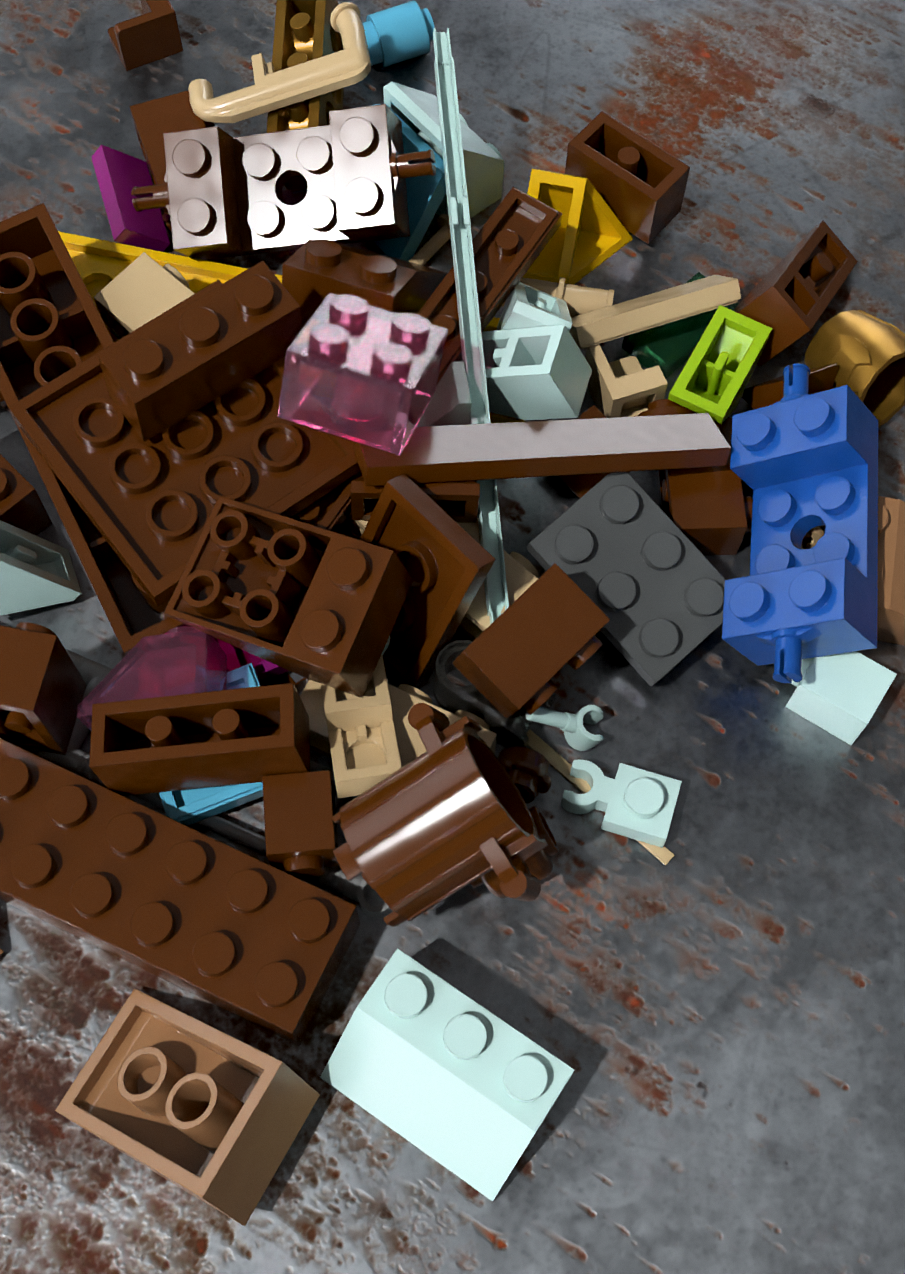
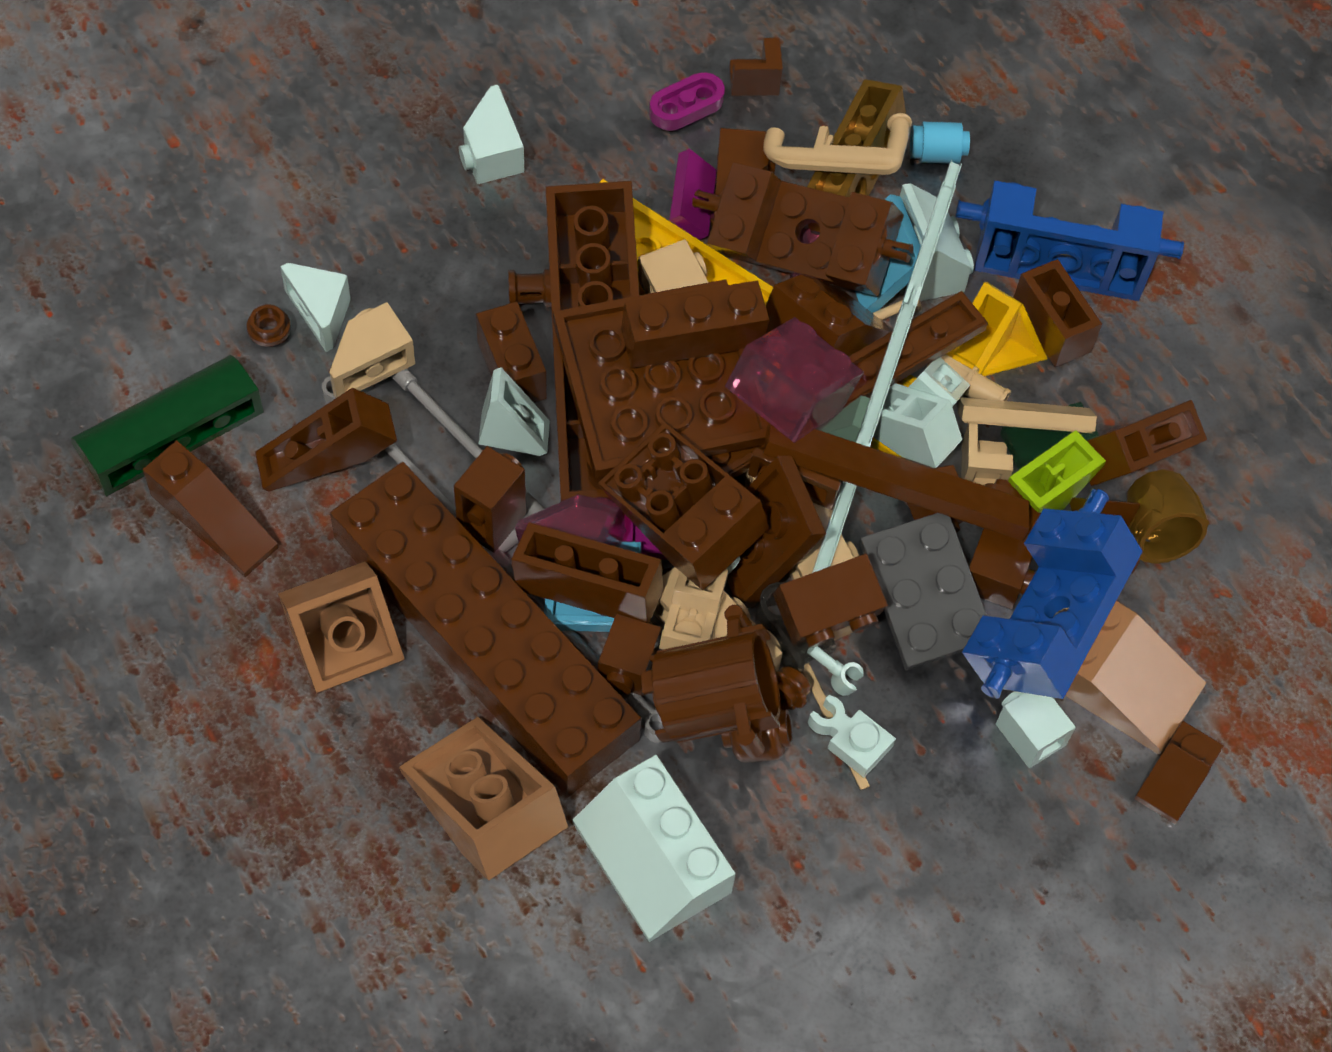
camera: 20 degrees right, 5 degrees down
(75, 94) = (684, 103): none -> magenta plate
(654, 92) = (1100, 260): none -> blue brick

